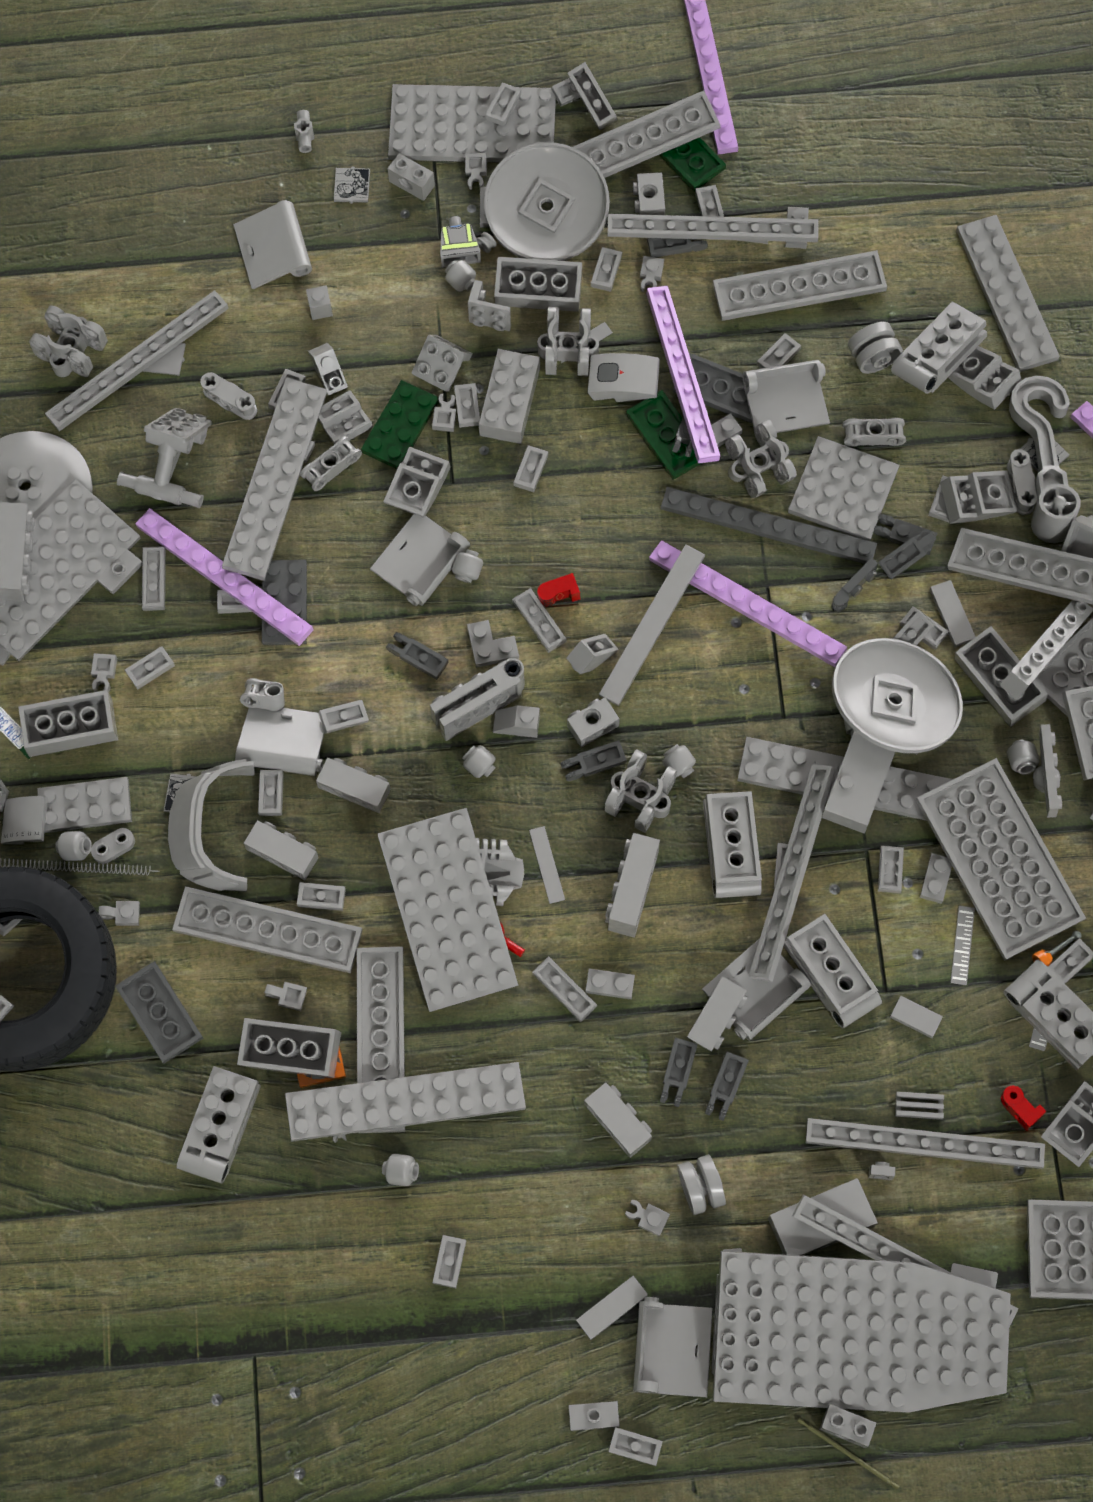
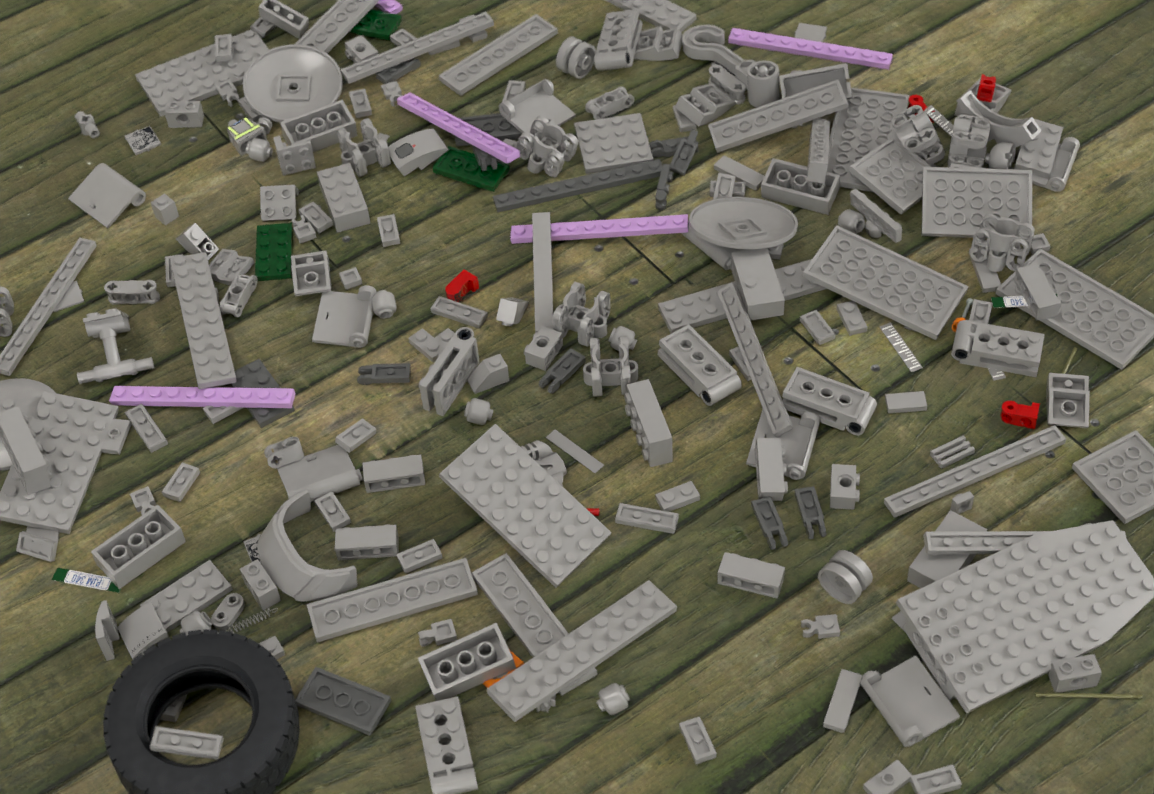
camera: 30 degrees left, 20 degrees down
(155, 837) = (260, 584): none -> light grey brick
(455, 510) = (350, 278): none -> light grey plate
(634, 701) = (585, 321): none -> light grey piece
(783, 1065) = (843, 486): none -> light grey brick

